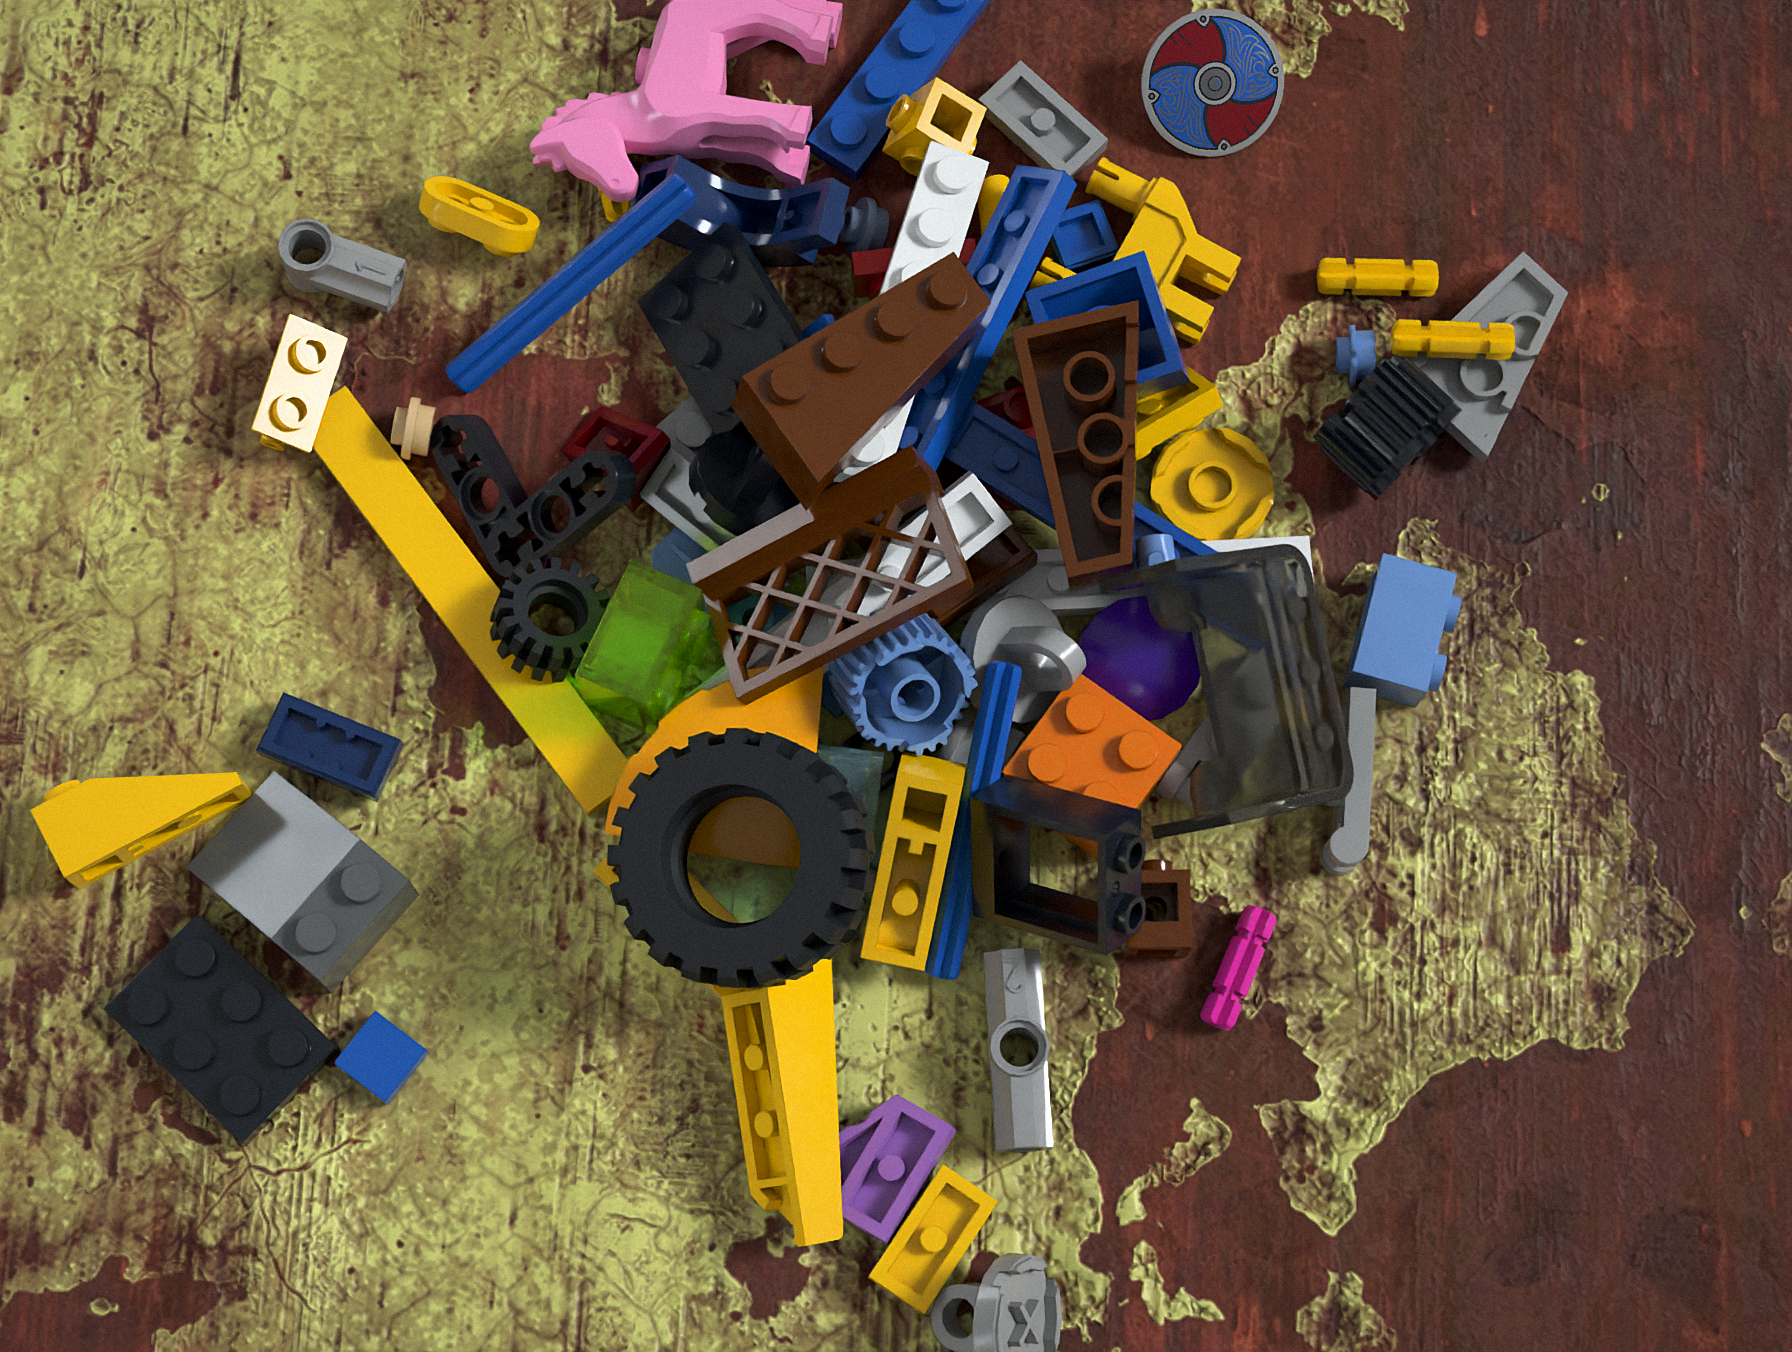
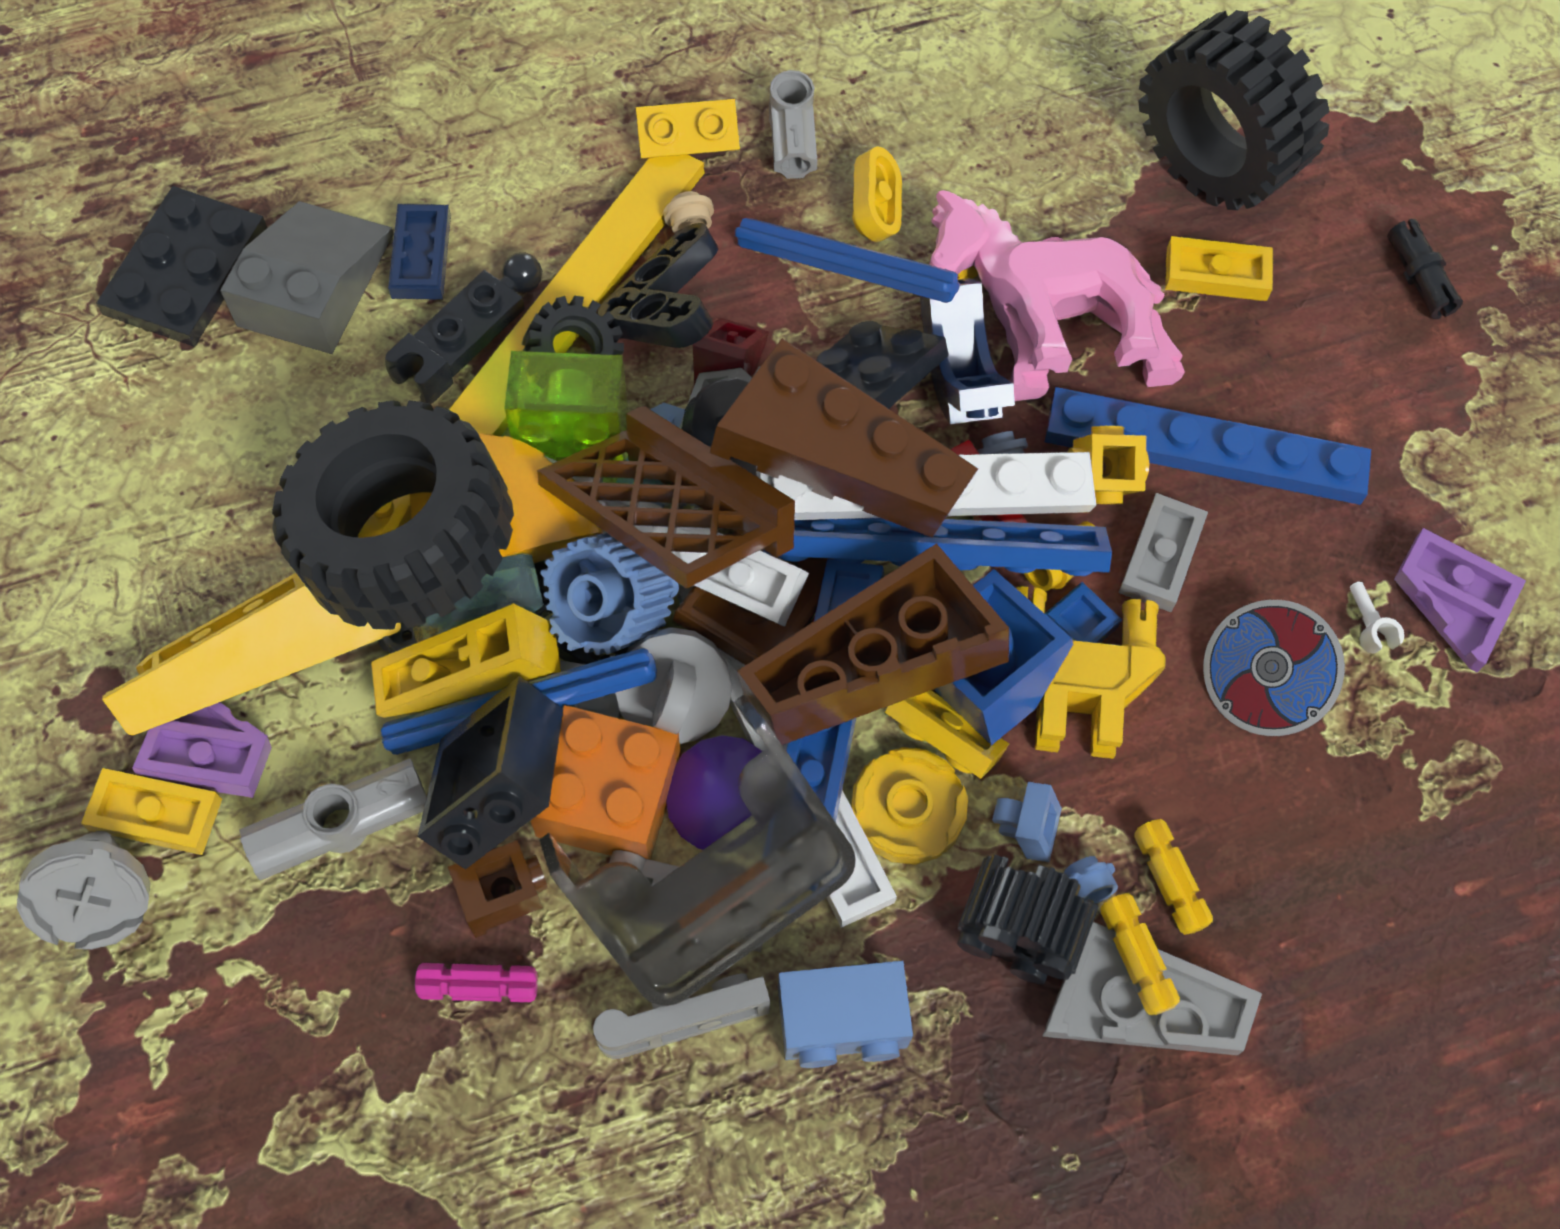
camera: 70 degrees right, 10 degrees down
(119, 819) = (306, 137): yellow slope -> none
(381, 1057) = (192, 370): blue tile -> none
(456, 724) = (463, 327): none -> black plate
(1154, 549) = (805, 752): medium blue hand -> none
(1279, 378) = (1031, 821): none -> medium blue tile

